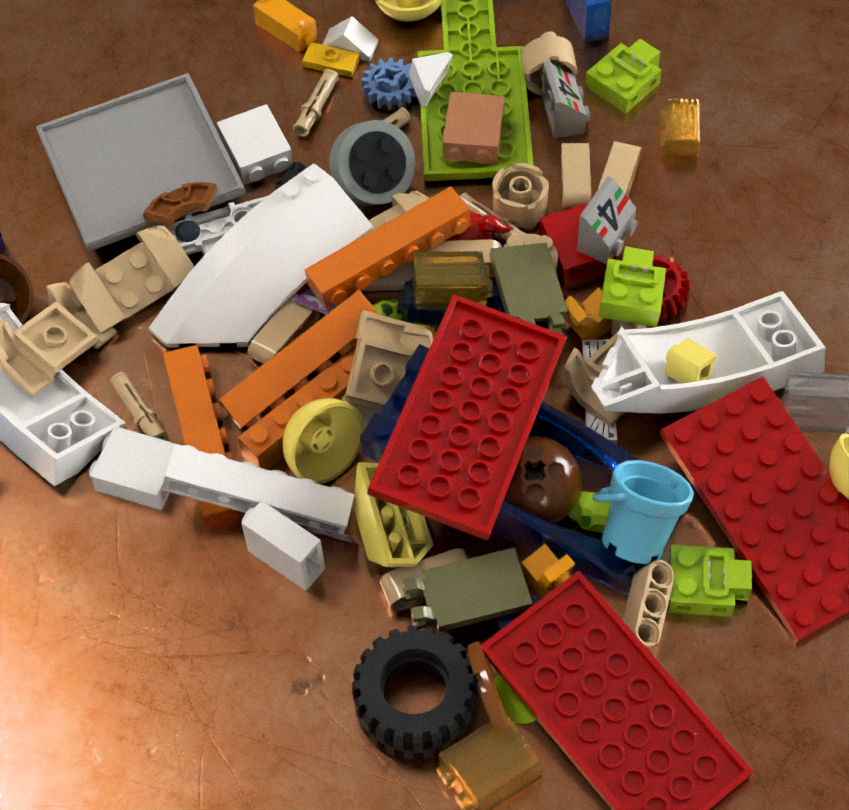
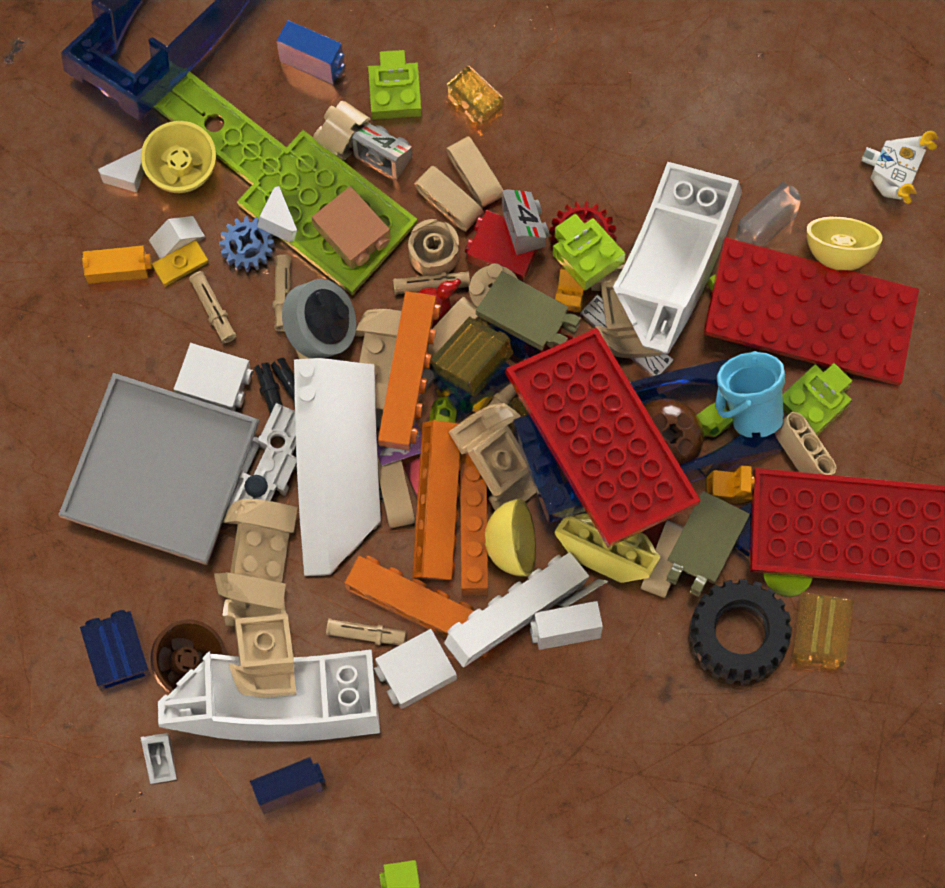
camera: 50 degrees left, 15 degrees up
(172, 205) = (231, 471): dark orange tile -> none
(489, 695) = (782, 588): dark orange tile -> none
(689, 362) = (673, 270): light yellow brick -> none

